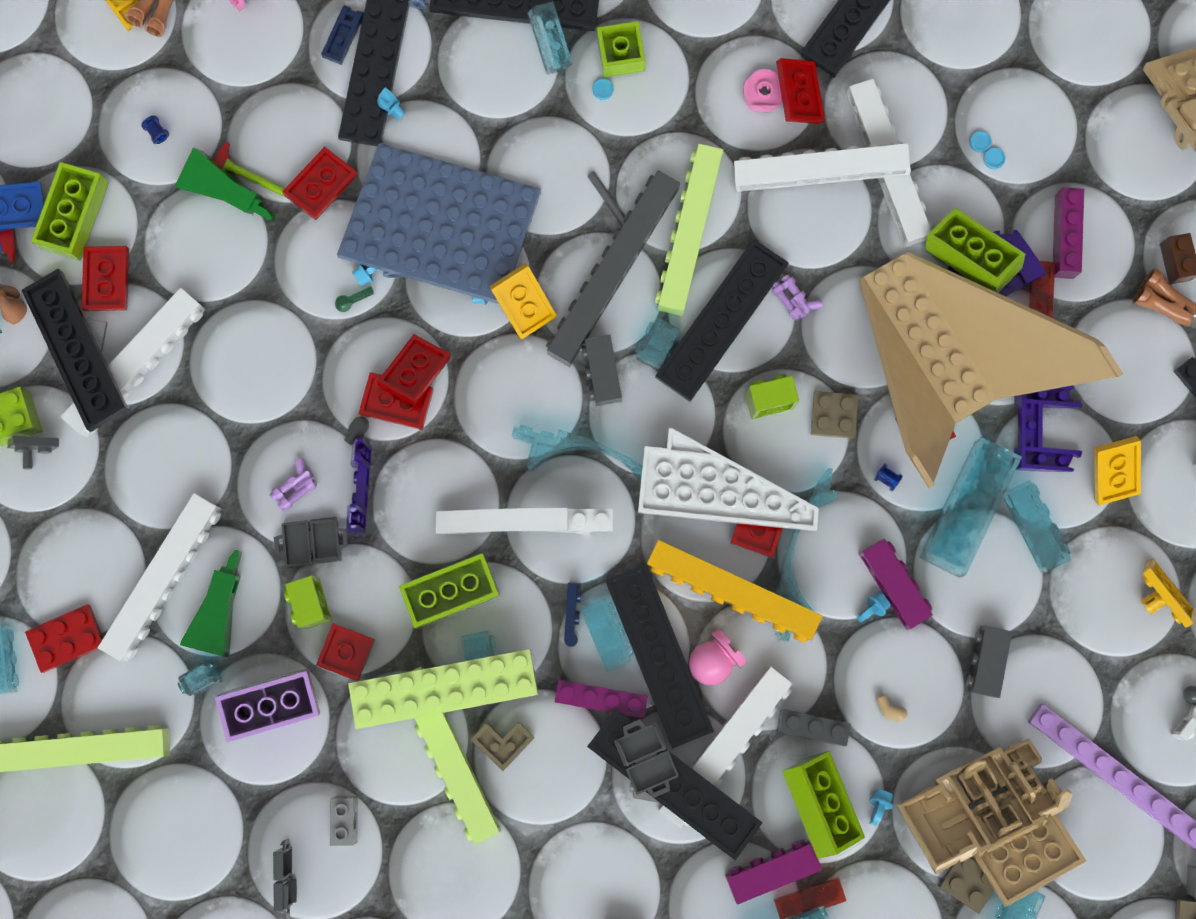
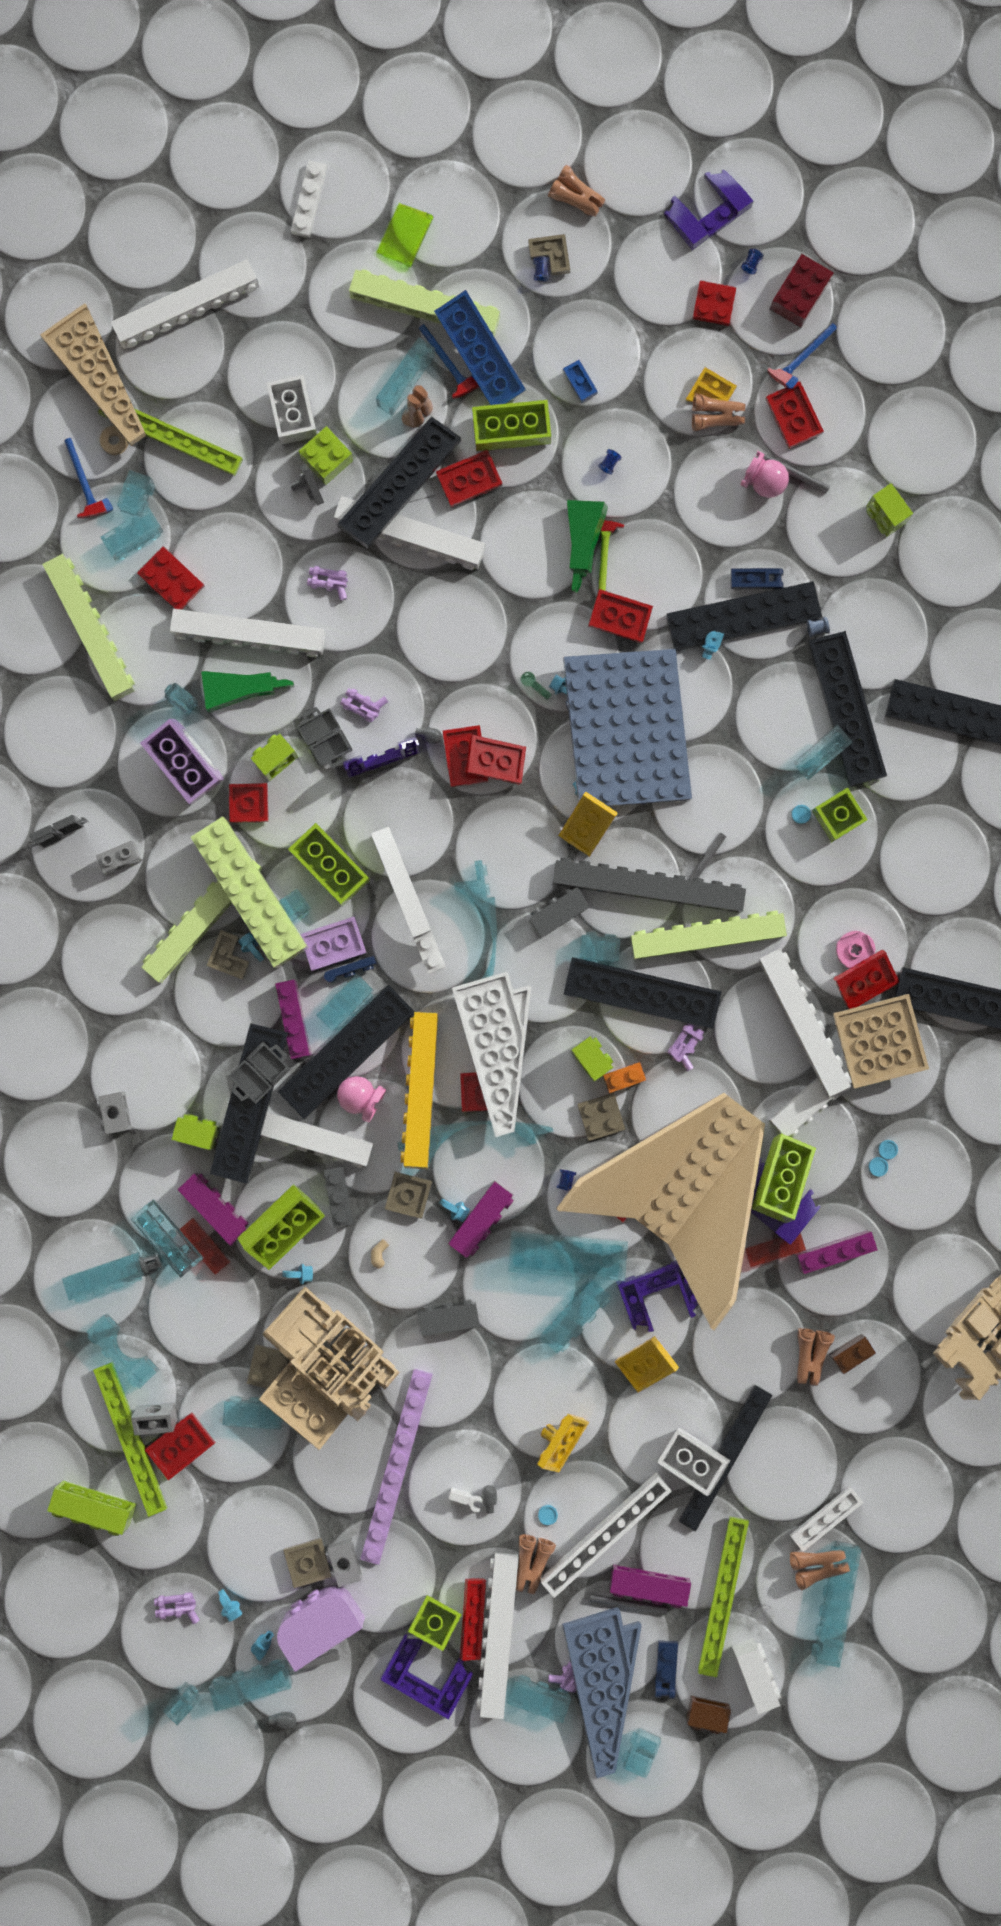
camera: 65 degrees right, 5 degrees up
(57, 125) = (580, 381): none -> blue plate
(148, 461) = (336, 580): none -> lavender piece
(499, 714) = (249, 944): none -> medium azure piece
(536, 621) = (333, 943): none -> lavender plate
(681, 857) = (196, 1132): none -> lime brick
(804, 372) = (624, 1077): none -> orange brick
(839, 651) = (408, 1195): none -> dark tan plate
(870, 98) = (880, 1041): none -> tan plate

